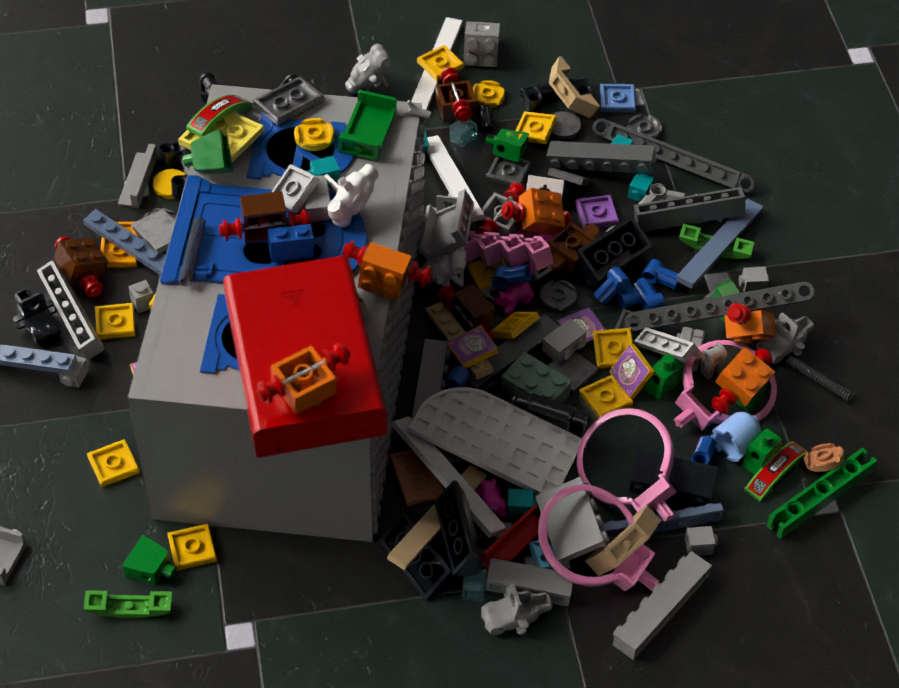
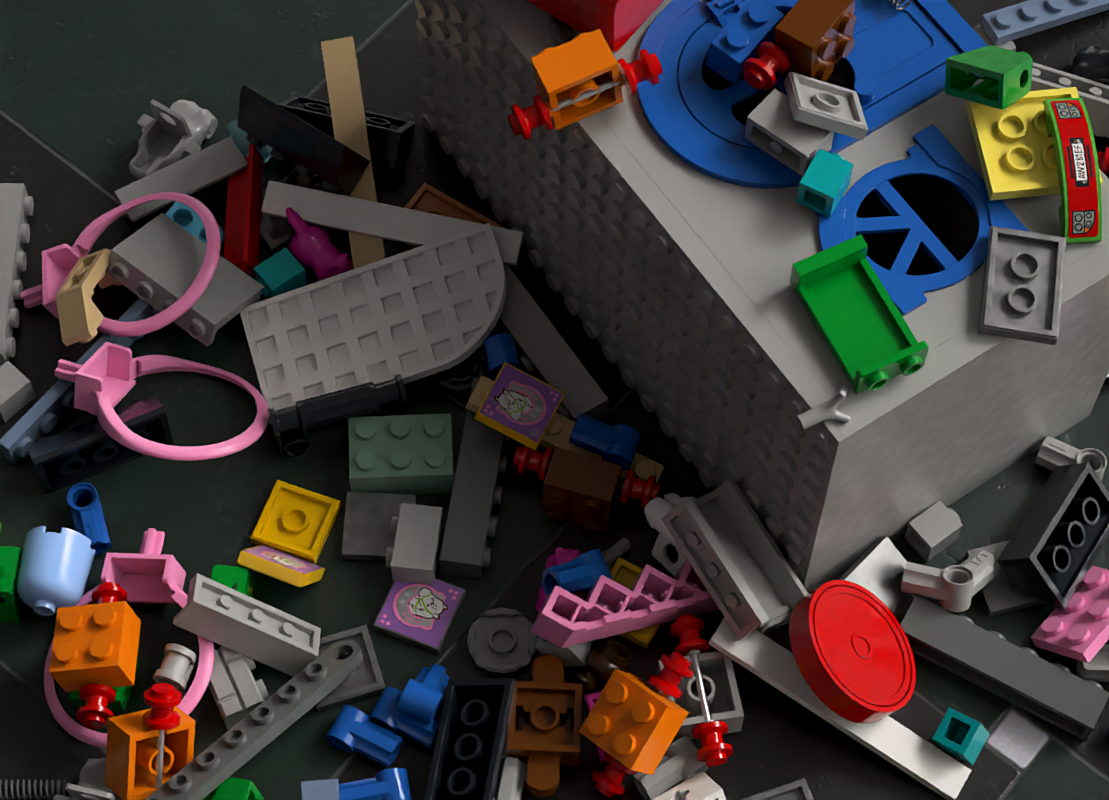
camera: 140 degrees right, 10 degrees up
(314, 134) = (918, 250): yellow tile -> none
(351, 194) = (740, 148): white piece -> none
(442, 172) = (852, 652): none -> brick
(445, 313) = (614, 443): none -> blue piece
(514, 325) = (510, 520): yellow tile -> none
(610, 345) = (344, 602): yellow tile -> none

